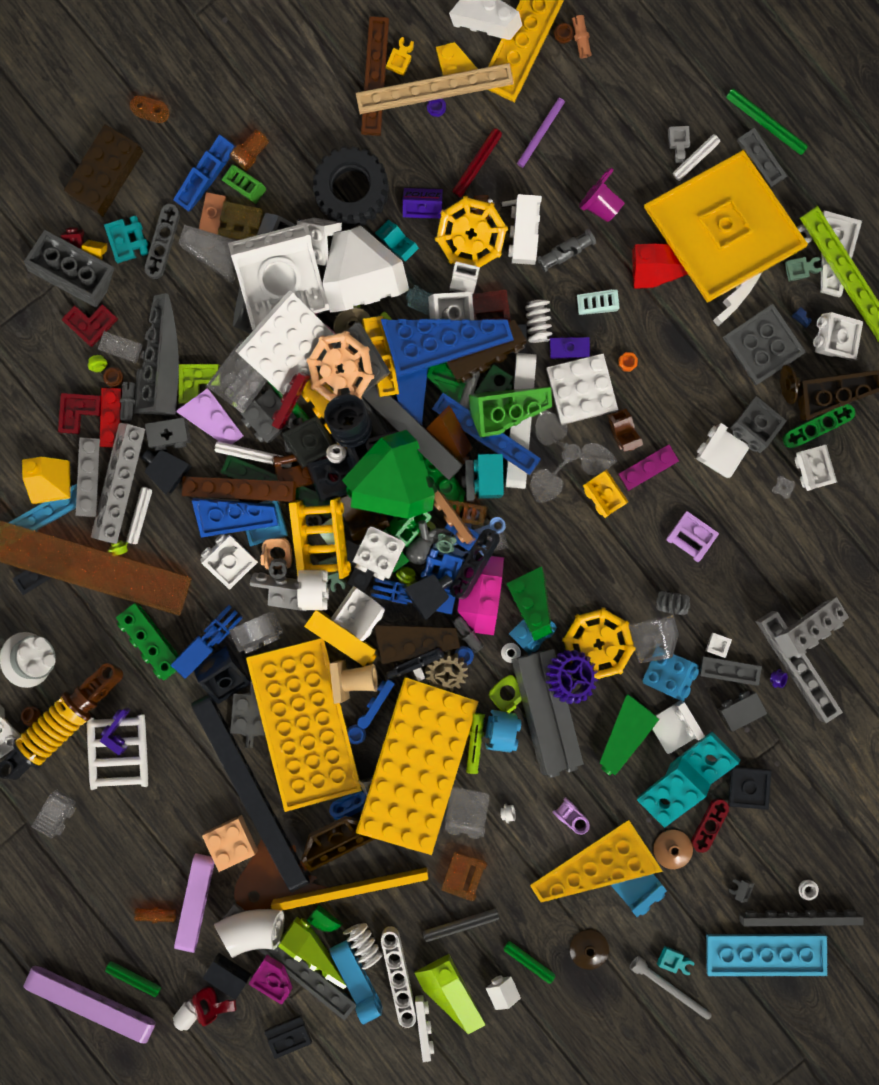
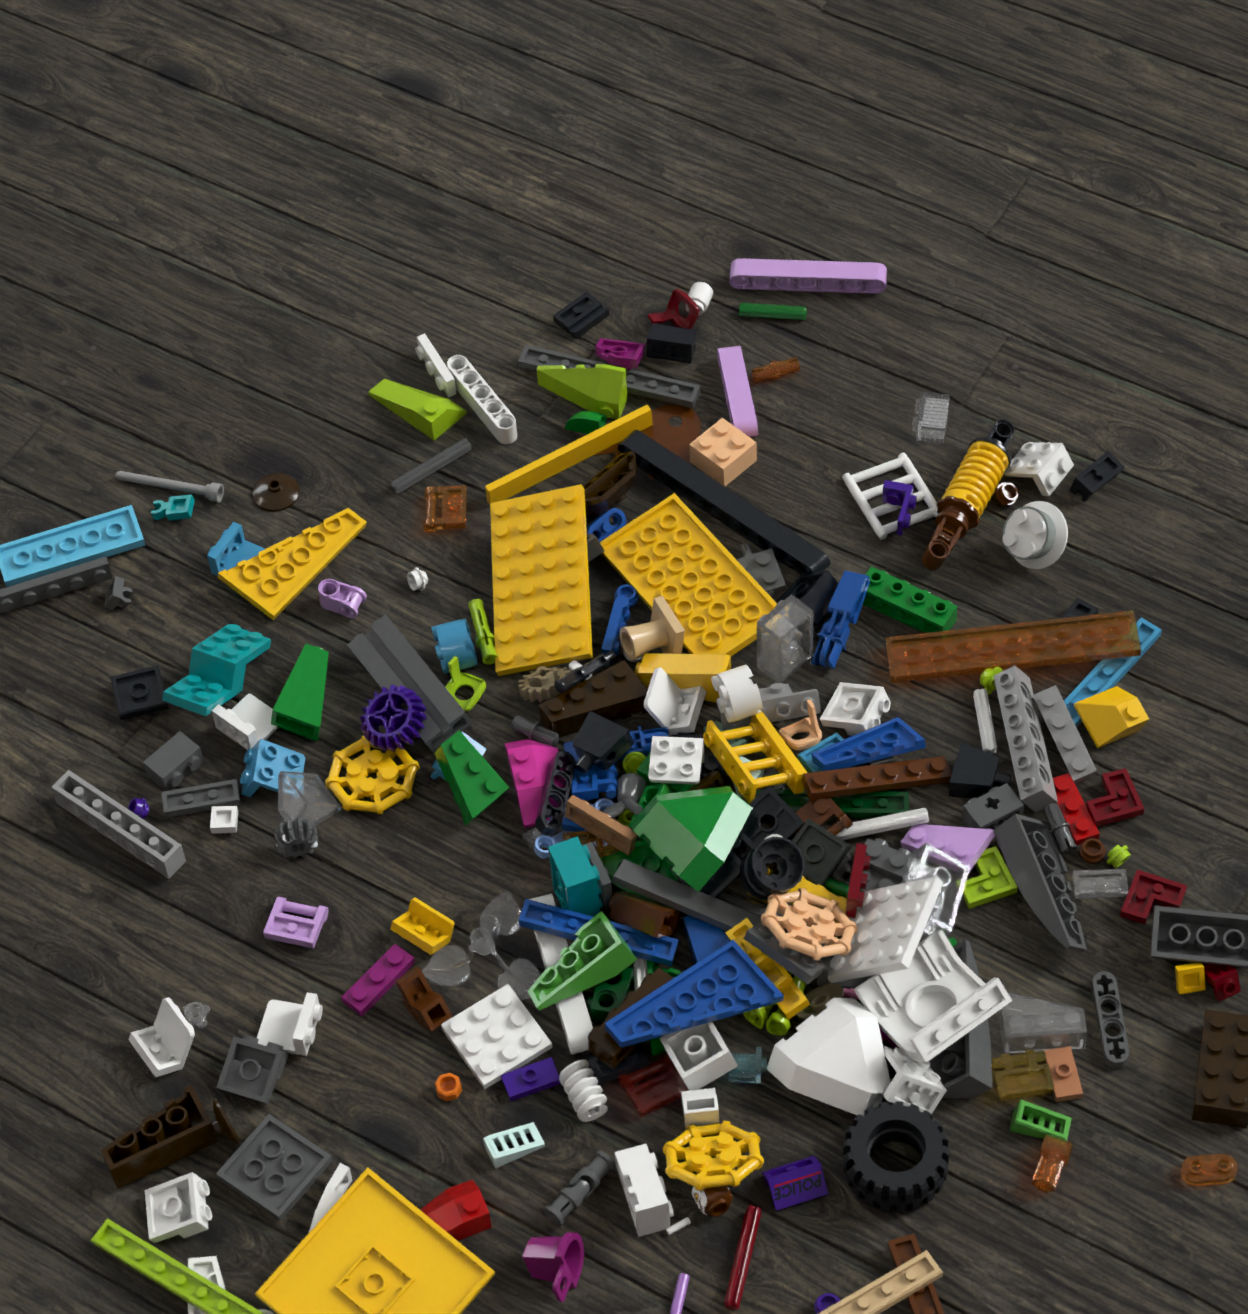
camera: 160 degrees right, 35 degrees down
(120, 241) = (1162, 999): teal plate -> none
(204, 173) = (1096, 1116): blue slope -> none
(251, 930) = (663, 375): white brick -> none
(276, 562) = (792, 721): dark grey bush -> none
(358, 983) = (523, 379): dark azure beam -> none
(364, 944) = (533, 412): white piece -> none
(396, 241) = (814, 1126): teal slope -> none
(445, 547) = (601, 801): sand green plate -> none
(466, 653) = (530, 710): blue plate -> none
(467, 812) = (465, 561): clear bracket -> none
(503, 992) = (359, 419): white brick -> none
(507, 647) = (479, 736): white plate -> none
(529, 962) = (340, 458): green axle -> none
(664, 844) = (213, 617): medium nougat dish -> none
(718, 823) = (173, 635): dark red beam -> none
(800, 268) = (253, 1276): sand green plate -> none
(800, 316) = (234, 1217): dark blue tile -> none
(811, 628) = (115, 859): light grey brick -> none
(813, 892) = (37, 615): white plate -> none
(817, 423) = (167, 1092): green beam -> none

